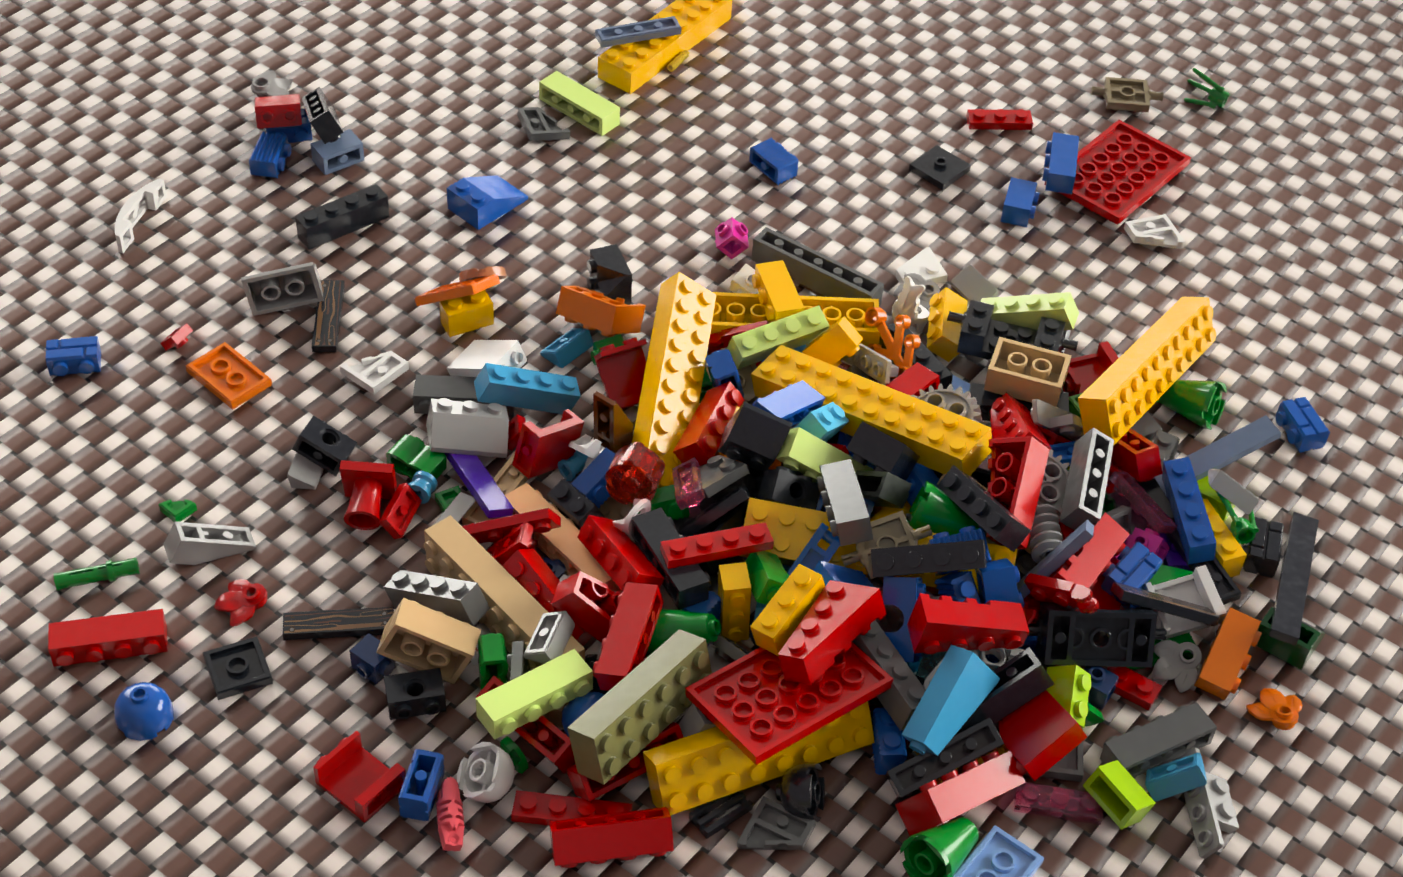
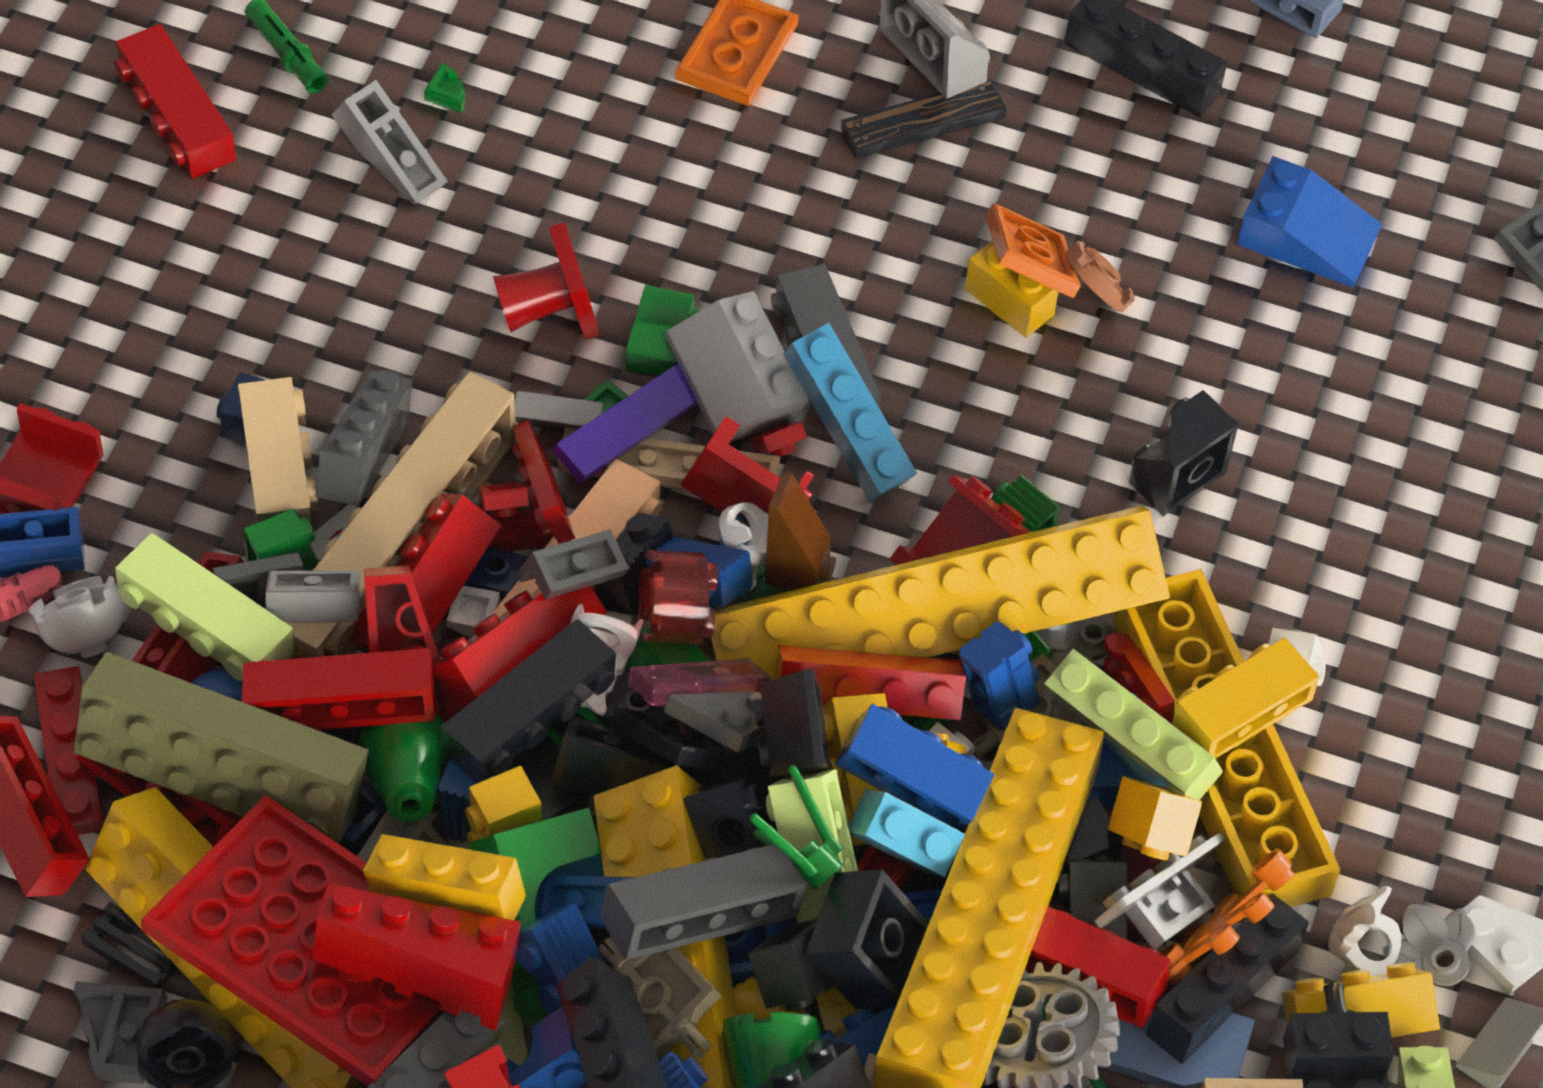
camera: 70 degrees right, 10 degrees up
(143, 711) = (69, 188): blue cylinder -> none
(237, 668) = (186, 265): black tile -> none
(241, 600) = (305, 223): red plate -> none
(304, 473) = (594, 202): light grey slope -> none
(324, 445) = (615, 227): black brick -> none
(335, 623) = (308, 349): black tile -> none
(376, 371) = (828, 218): white wing -> none
(400, 511) = (547, 346): red plate -> none
(415, 694) = (200, 462): black brick -> none
(423, 484) = (608, 356): dark azure wheel -> none
(487, 351) = (895, 346): white panel -> none
(517, 756) = (142, 625): green tile -> none
(568, 347) = (1018, 453): dark azure slope -> none
(588, 513) = (575, 564): none -> dark grey panel
(599, 312) = (1095, 456): orange wedge -> none
(716, 545) = (556, 750): red plate -> none
(731, 237) = (1403, 605): dark pink brick -> none
(814, 268) = (1384, 762): dark grey brick -> none
(833, 453) = (814, 861): none -> green plant

